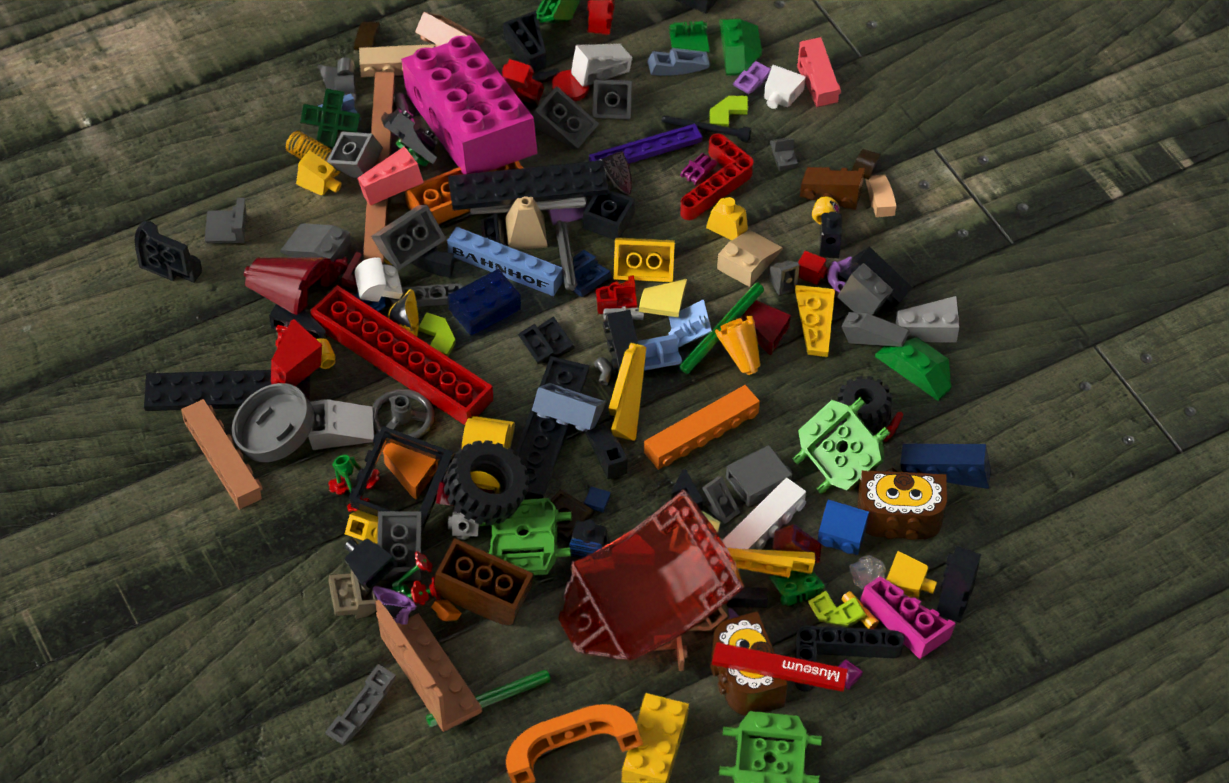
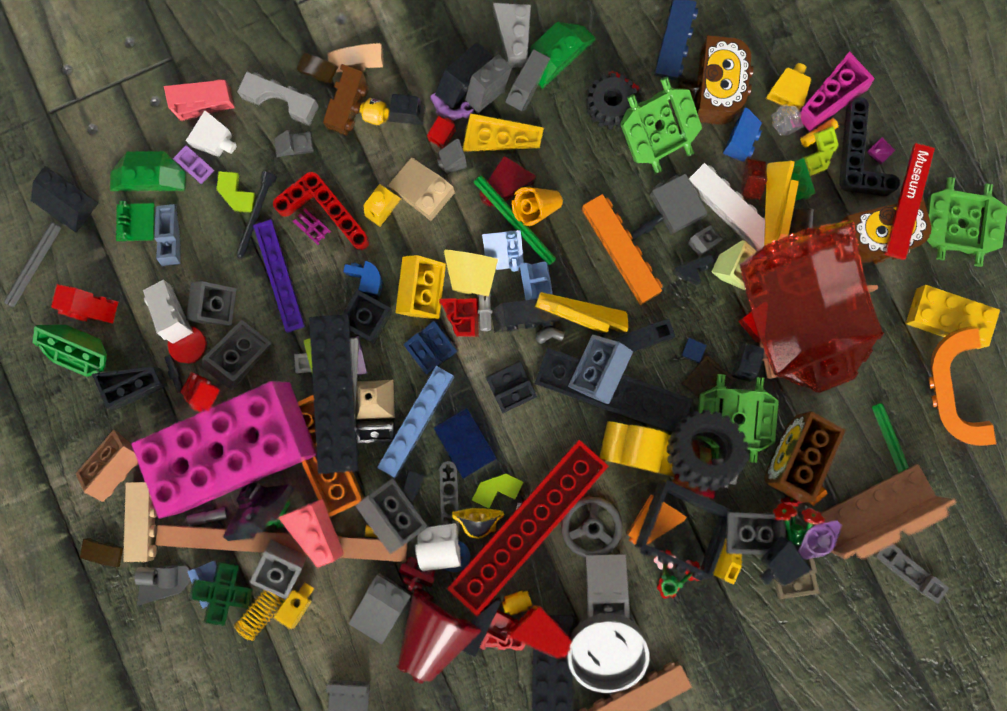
camera: 80 degrees left, 30 degrees up
(566, 255) = (414, 362): dark grey axle -> none
(618, 171) = (312, 304): shield -> none
(649, 218) = (371, 279): none -> blue brick
(728, 449) = (647, 226): none -> black bar
(834, 120) = (257, 89): none -> light grey arch
(958, 583) = (811, 42): black wedge -> none

